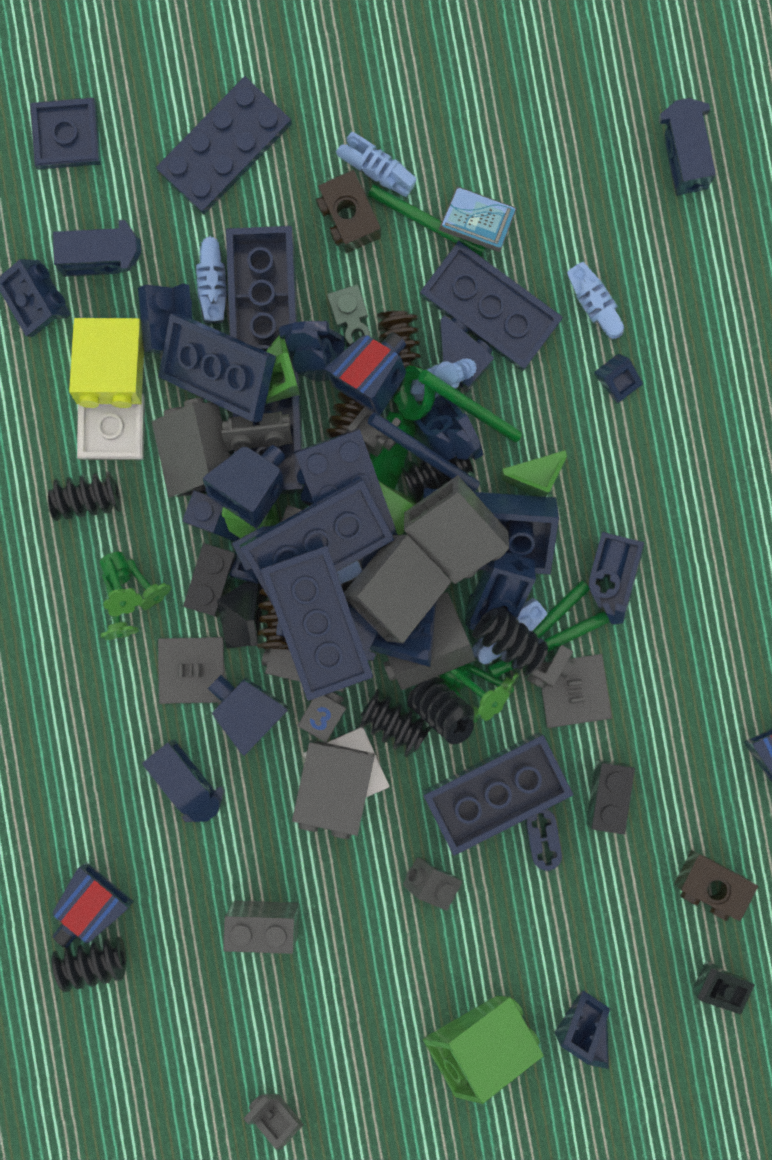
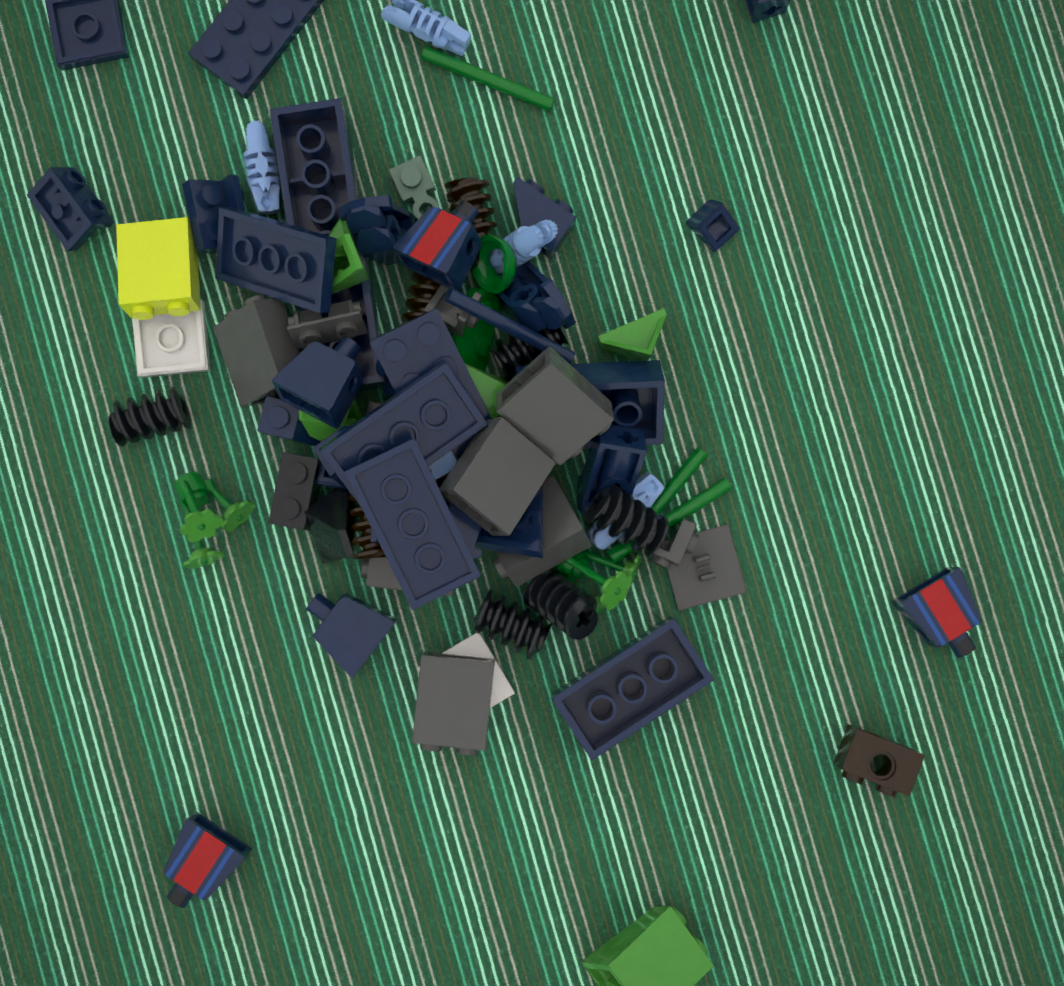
camera: 10 degrees left, 0 degrees up
(90, 966) = (210, 926): black piece -> none
(96, 251) = (132, 149): dark blue piece -> none
(184, 783) = (291, 714): dark blue piece -> none
(189, 668) = (284, 589): dark grey piece -> none
(261, 927) = (391, 861): dark grey brick -> none
(323, 715) = (434, 624): dark grey brick -> none
(343, 193) = (397, 58): dark brown brick -> none
(431, 884) = (572, 793): dark grey bracket -> none
(469, 406) = (554, 271): green bar -> none
(478, 219) = (542, 70): piece -> none
(491, 305) = (566, 162): dark blue plate -> none
(551, 836) = (695, 728): dark blue beam -> none
(586, 1031) = (756, 933): dark blue slope -> none
(596, 300) = (679, 144): light blue hinge -> none
(610, 796) = (754, 677): black brick -> none
(619, 560) = (733, 420): dark blue piece -> none
(722, 988) = (898, 870): black slope -> none

